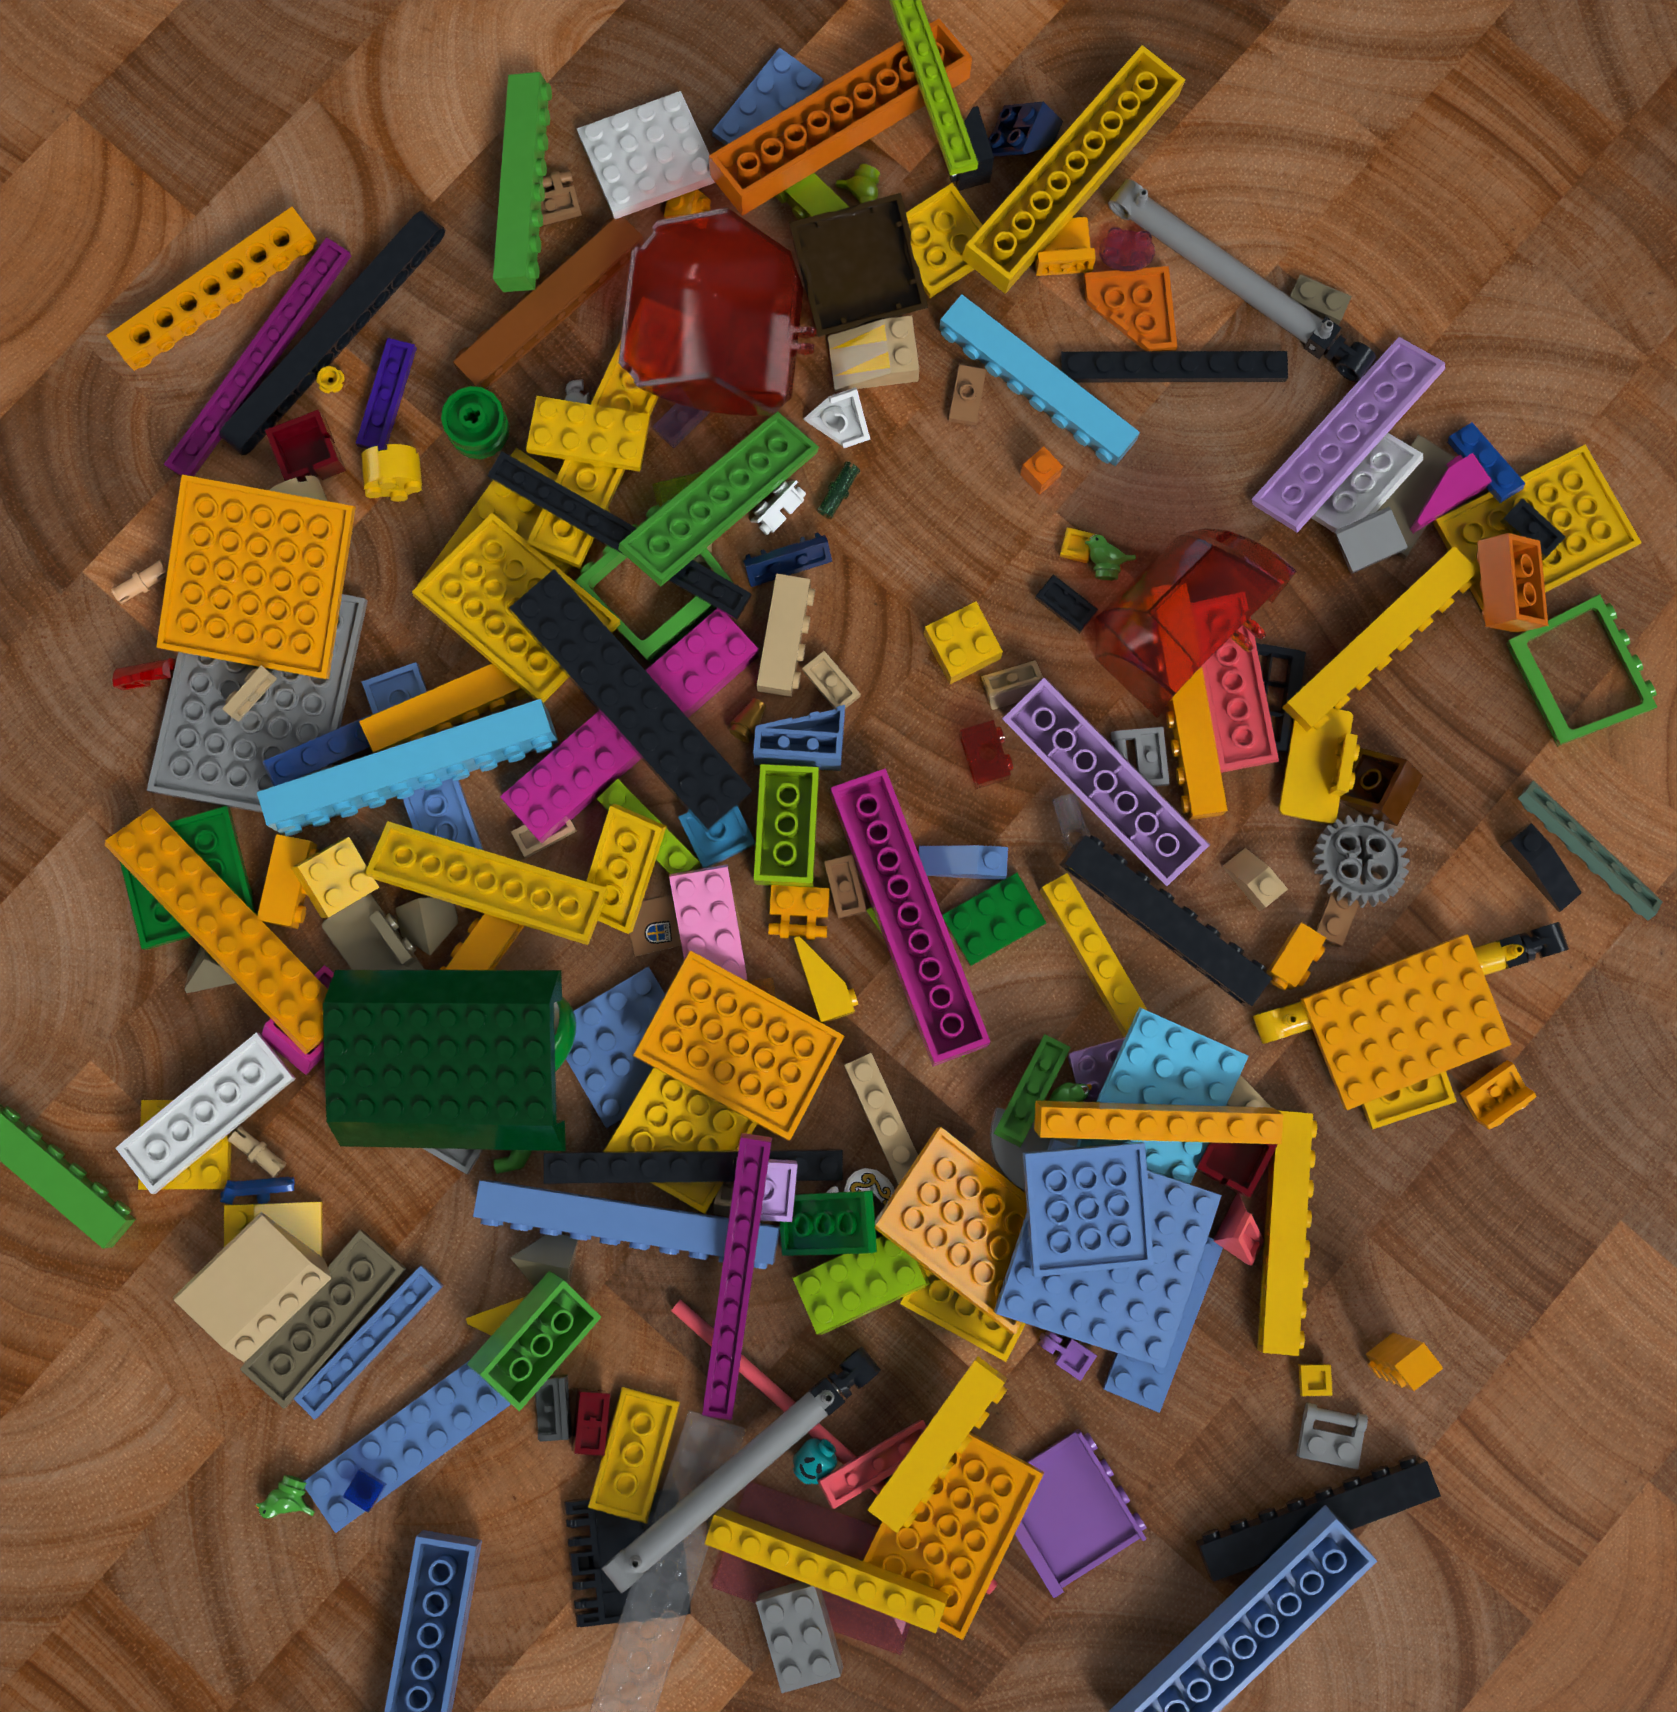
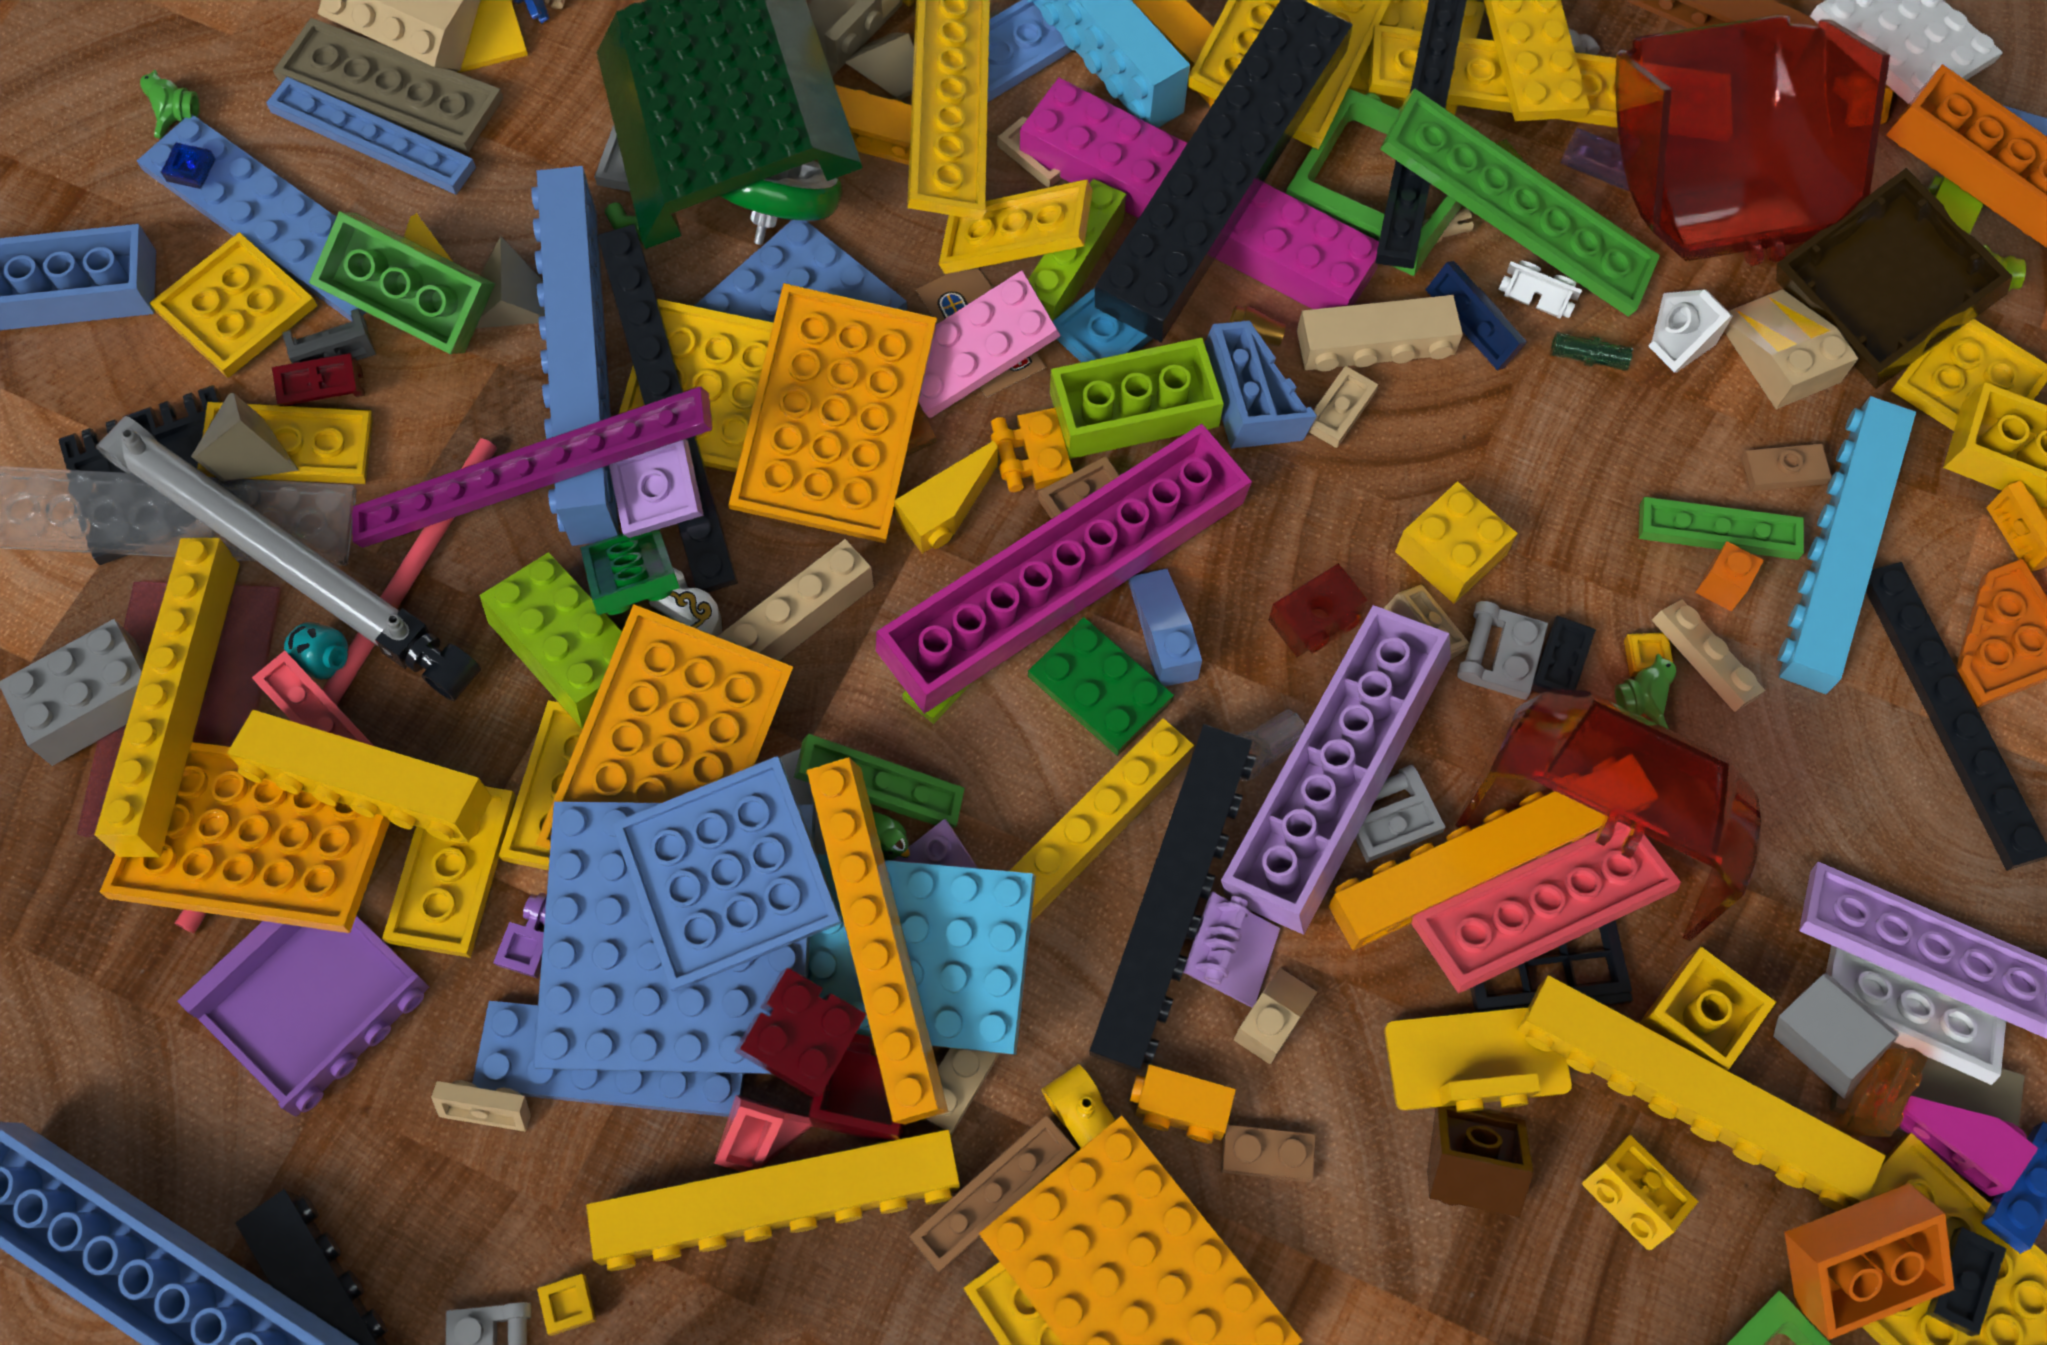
camera: 70 degrees right, 15 degrees down
(495, 1476) = (233, 304): none -> yellow plate
(638, 1485) = (241, 444): none -> dark tan slope
(1002, 459) = (1714, 525): none -> bright green plate
(1024, 1412) = (449, 884): none -> yellow plate
(1050, 632) = (1515, 654): none -> light grey plate
(1091, 507) = (1708, 655): none -> tan plate
(1168, 1418) = (476, 1105): none -> tan plate
(1207, 893) = (1232, 949): none -> lavender hinge
(1211, 1185) = (802, 1034): none -> dark red piece
(1319, 1094) = (992, 1193): none -> medium nougat plate
(1332, 612) = (1708, 1009): none -> yellow brick
(1386, 862) = (1370, 1200): light grey gear -> none
(1418, 530) = (1882, 1095): none -> clear orange plate
(1425, 695) = (1640, 1193): none -> yellow bracket

